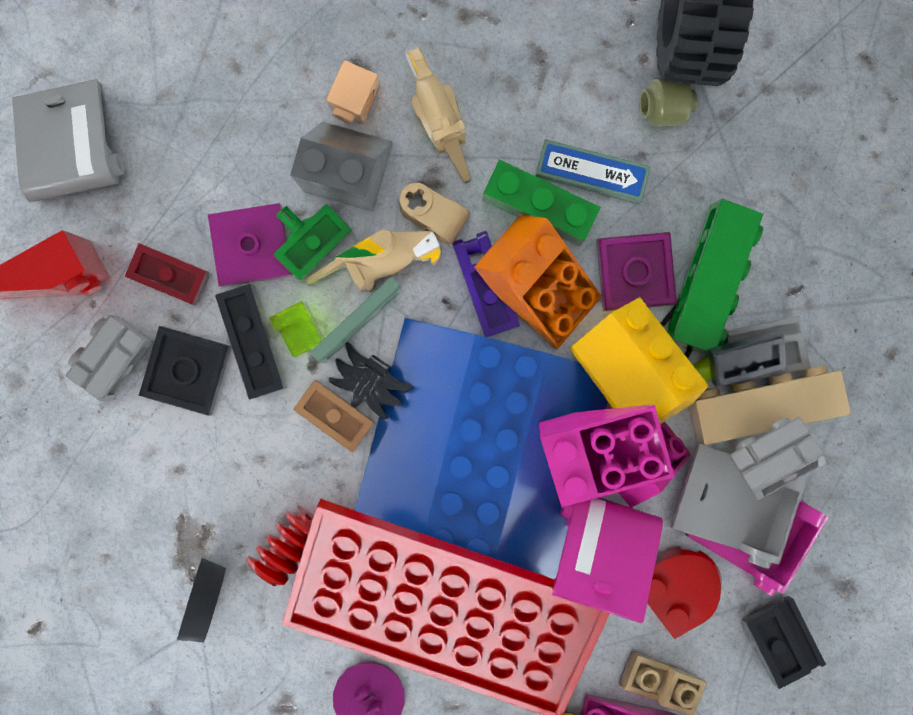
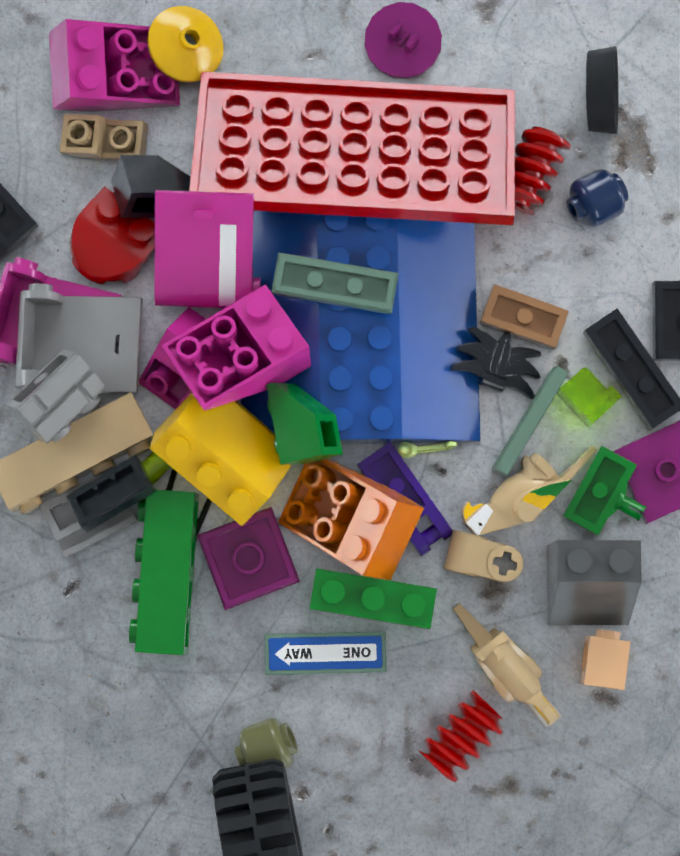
camera: 160 degrees right, 5 degrees down
(236, 504) = (597, 198): none -> dark blue head
(471, 325) = (409, 449): none -> yellowish green piece
(496, 60) = (462, 737): none -> red piece
(498, 490) = (334, 283): none -> sand green tile
(563, 370) = (302, 425): none -> green slope
(641, 640) = (138, 179): none -> black slope

